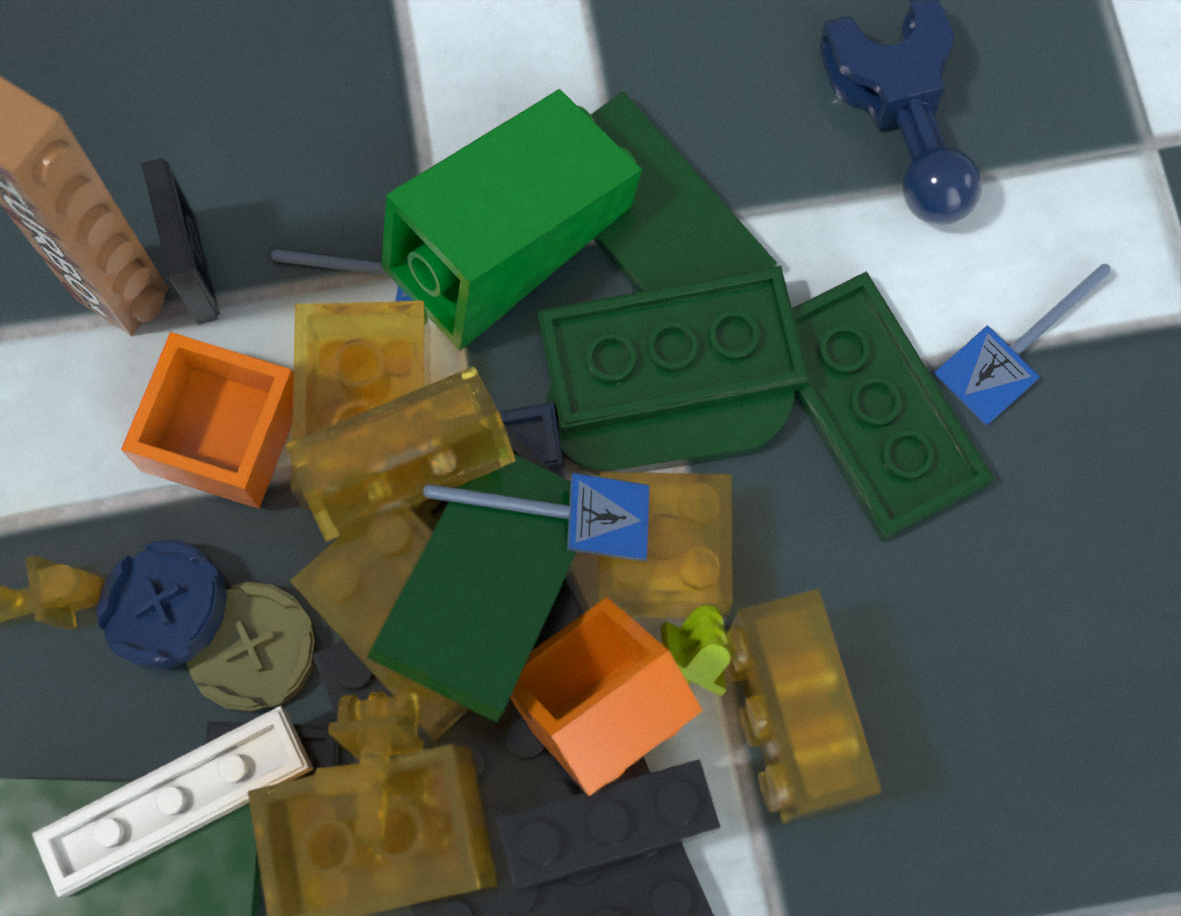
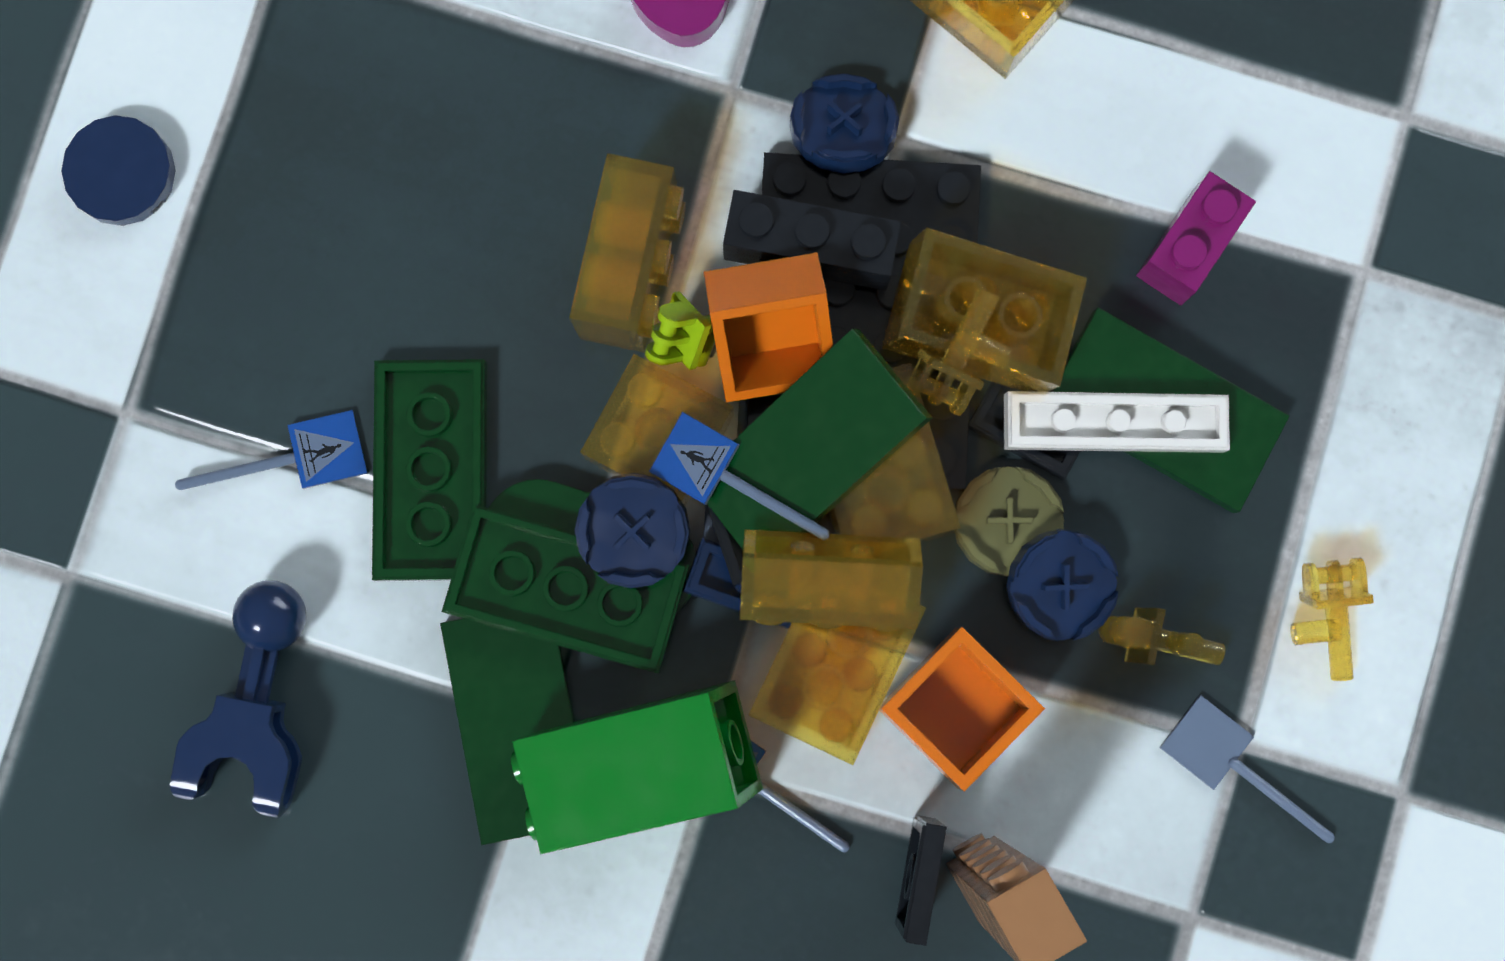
camera: 150 degrees left, 10 degrees up
(634, 423) = (632, 530): none -> dark blue tile

